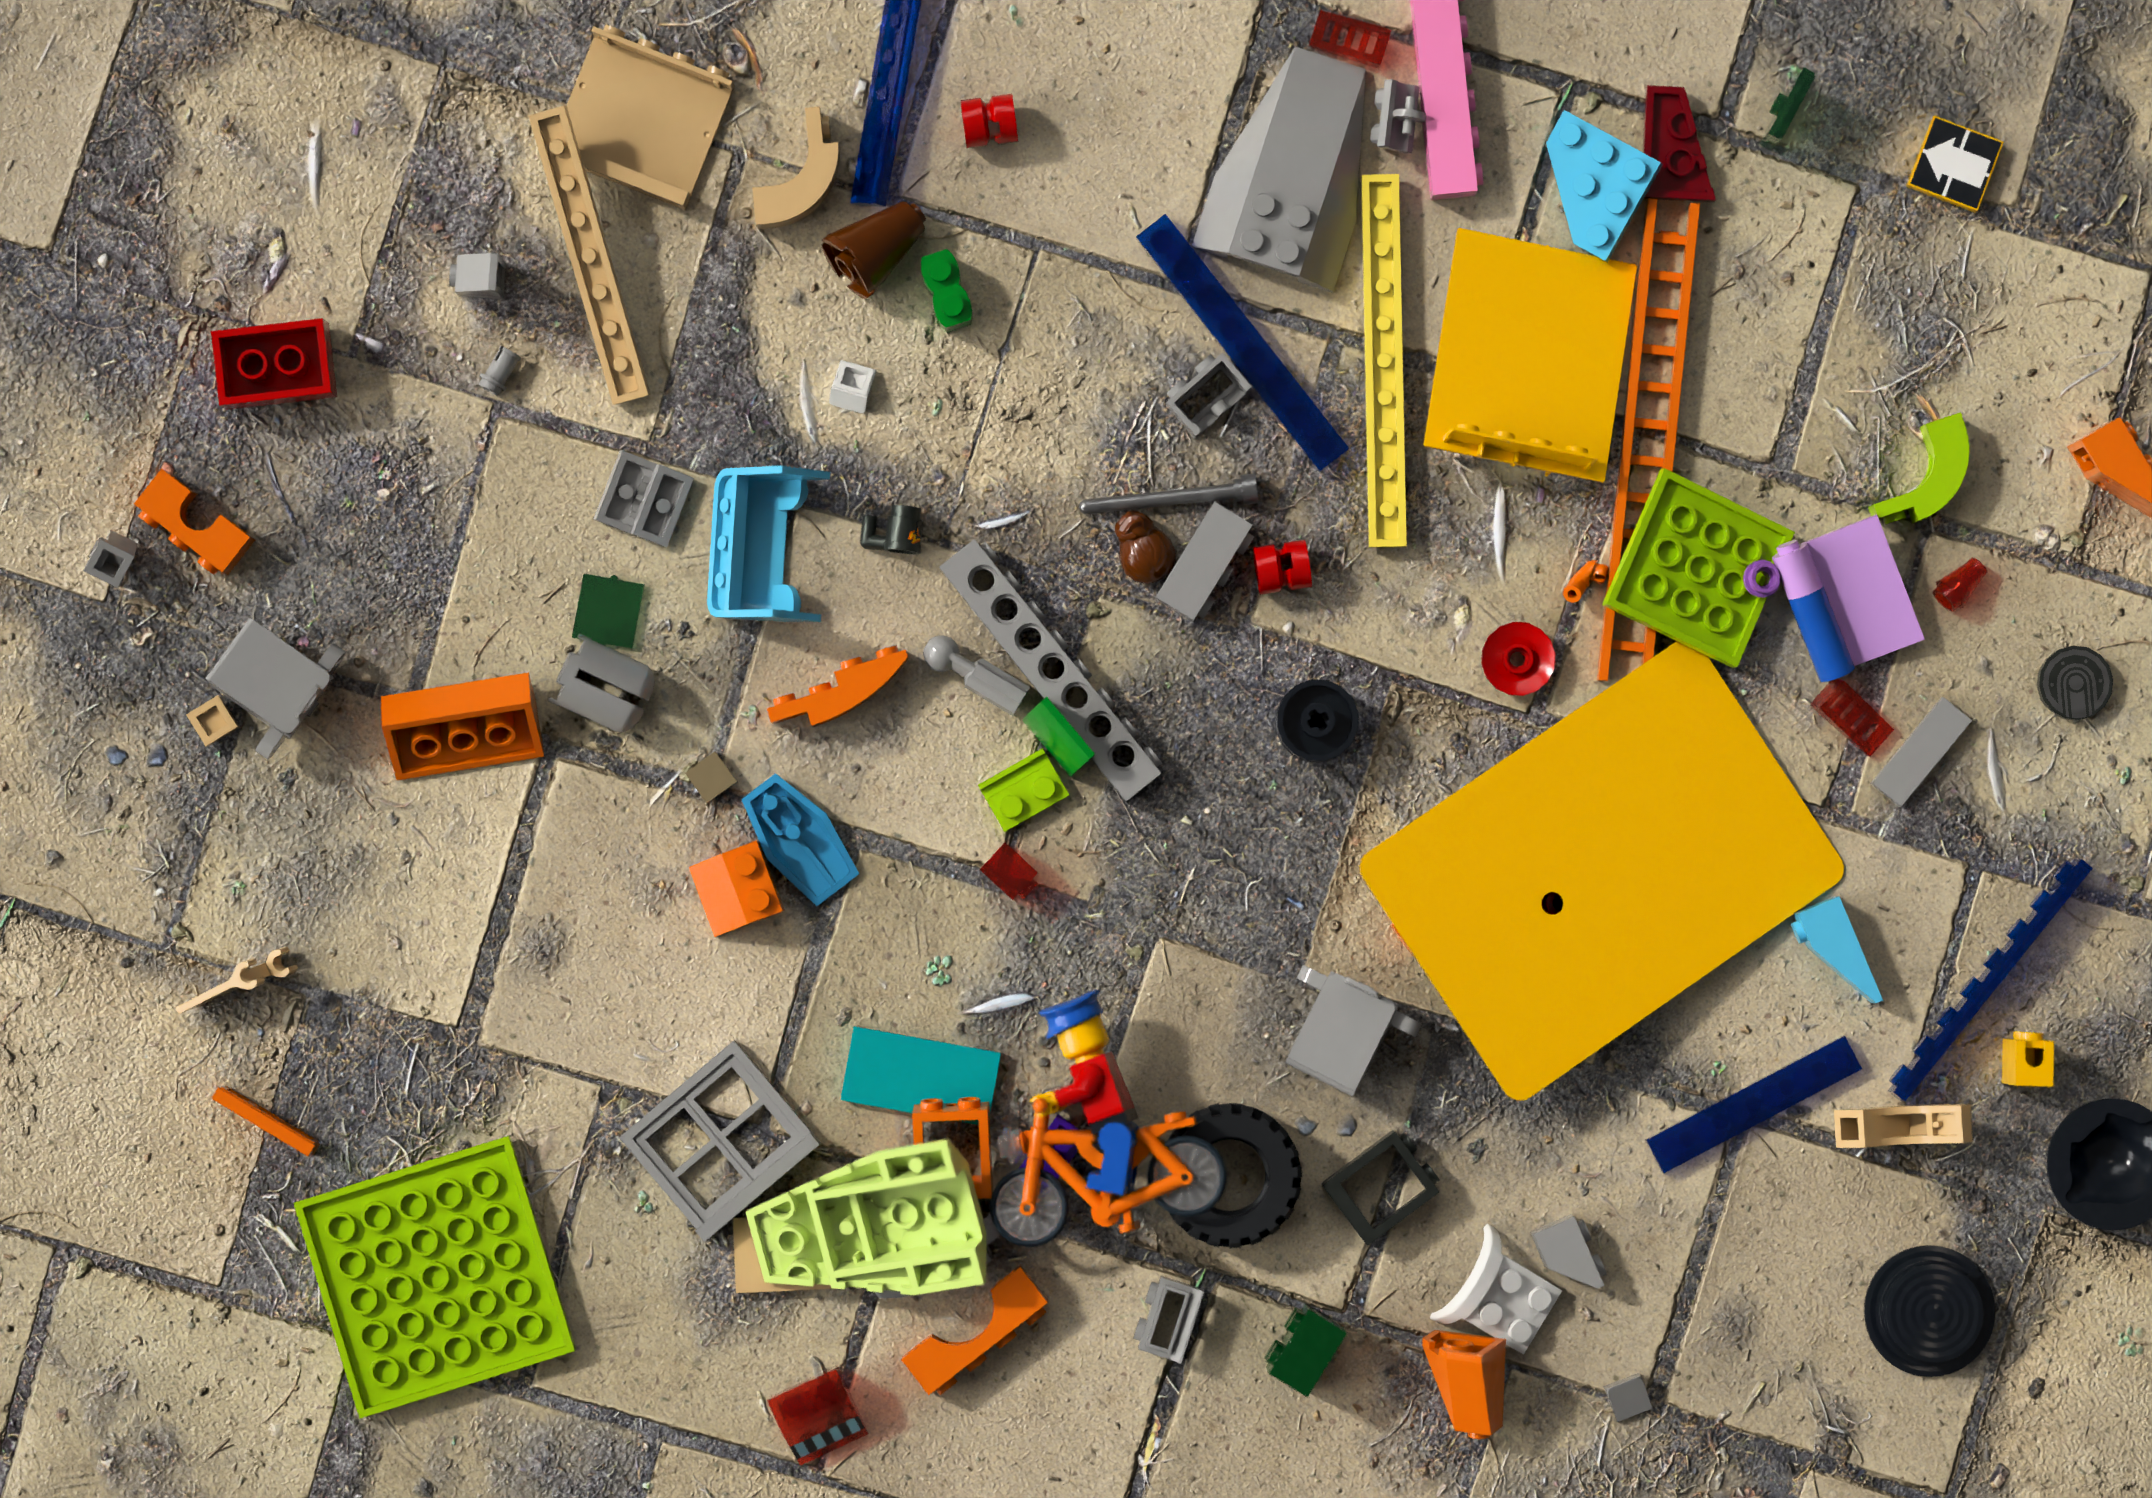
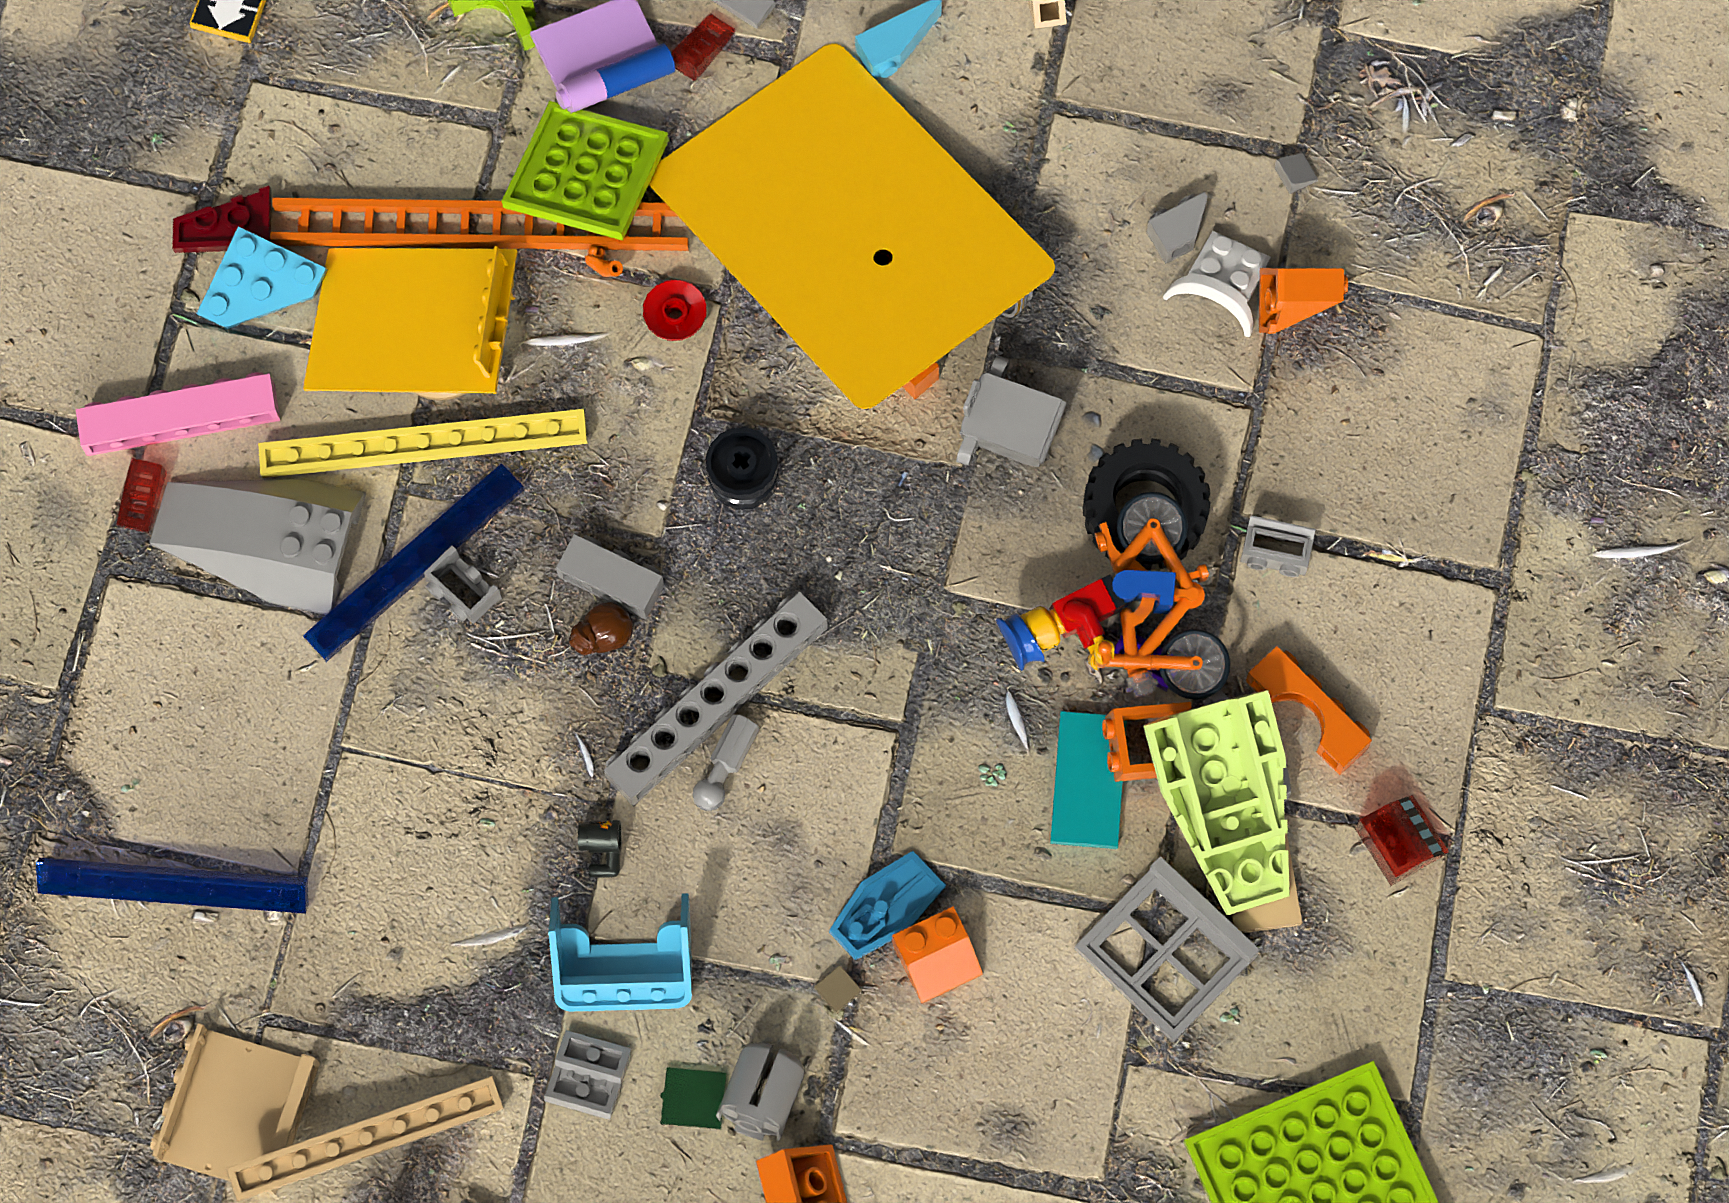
camera: 90 degrees left, 15 degrees down
(799, 197) = (308, 967): tan arch -> none
(852, 386) = (473, 897): white slope -> none
(855, 686) = (744, 868): orange slope -> none
(873, 246) = (346, 886): reddish brown cone -> none
(943, 282) = (374, 821): green brick -> none
(978, 113) = (225, 791): red wheel -> none
(1010, 872) = (899, 716): clear red brick -> none
(1023, 790) = (825, 714): lime plate -> none
(1058, 736) = (775, 681): green slope -> none
(1242, 490) = (543, 549): flat silver piece -> none
(1269, 570) = (608, 504): red wheel -> none
(1304, 1349) = (1290, 427): dark green brick -> none
(1398, 116) = (207, 445): light grey hips -> none
(1424, 1174) = (1148, 419): pearl dark grey window -> none
(1753, 1104) = (1037, 96): clear blue plate -> none
(1771, 574) = (590, 111): medium lavender plate -> none
(1785, 108) = (188, 131): clear green plate -> none

